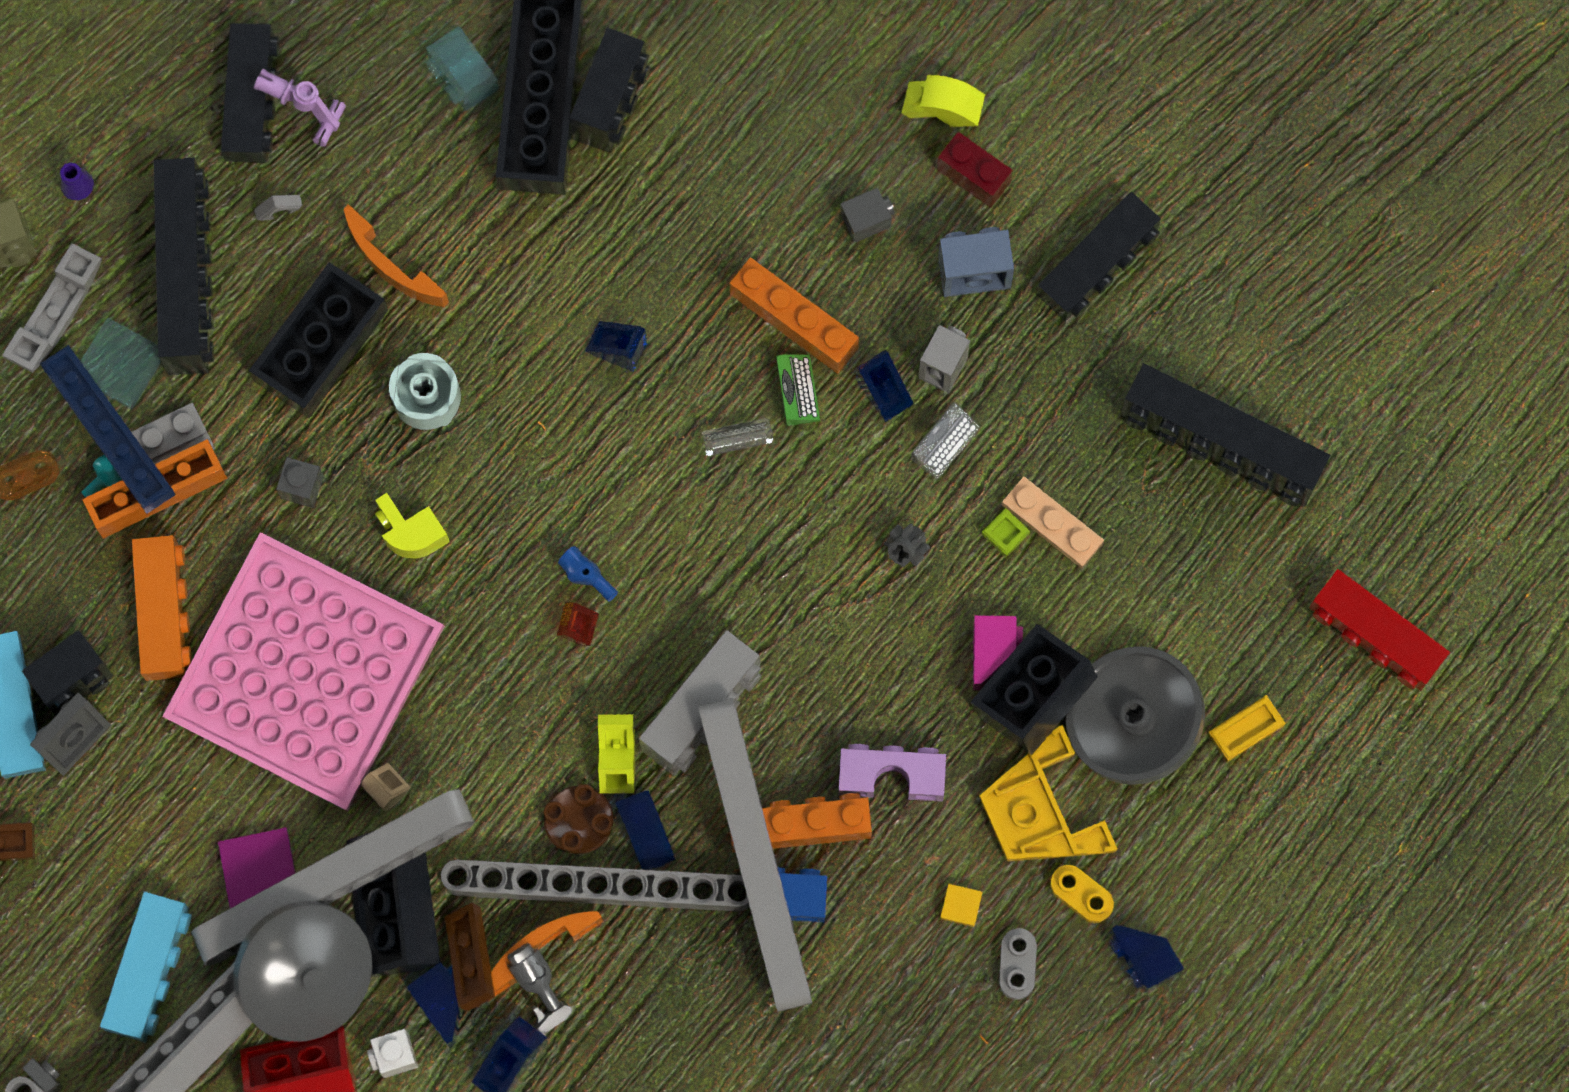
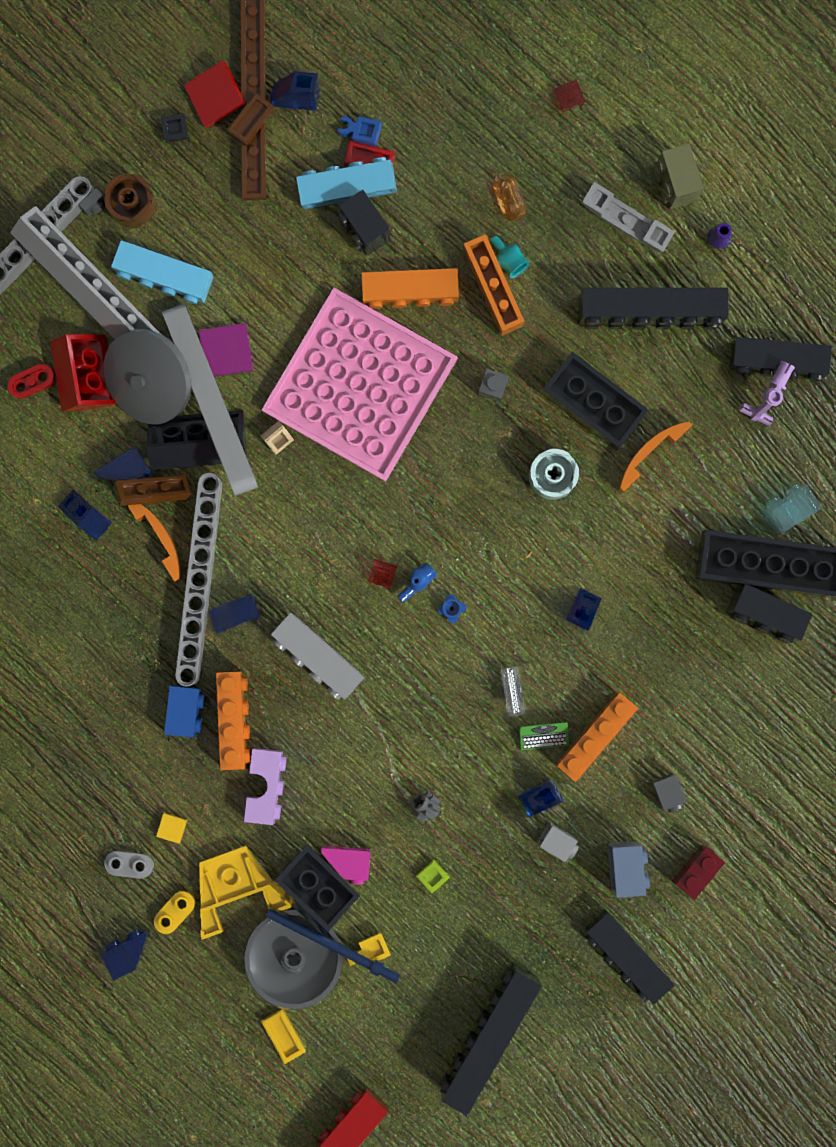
camera: 90 degrees right, 10 degrees up
(21, 1027) = (133, 187): none -> reddish brown brick
(70, 734) = (322, 223): dark grey plate -> none
(107, 429) = (535, 253): dark blue tile -> none
(121, 362) = (587, 262): clear light blue tile -> none
(172, 433) = (532, 299): light grey plate -> none
(277, 203) = (696, 373): light grey tile -> none
(392, 1054) = (92, 436): white brick -> none
(415, 536) = (450, 460): neon yellow brick -> none
(535, 977) = (137, 534): dark grey piece -> none
(578, 819) = (246, 568): reddish brown dish -> none
(616, 753) = (287, 596): neon yellow brick -> none
(620, 516) = (451, 615): none -> blue plate
(755, 854) = (206, 688): light grey beam -> none
(944, 98) = (751, 853): neon yellow brick -> none
(945, 441) = (500, 838): slope -> none
(1052, 522) = (438, 910): light nougat plate -> none
(1115, 609) = (373, 948): none -> yellow plate
(1137, 598) = (376, 967): none -> dark blue bar

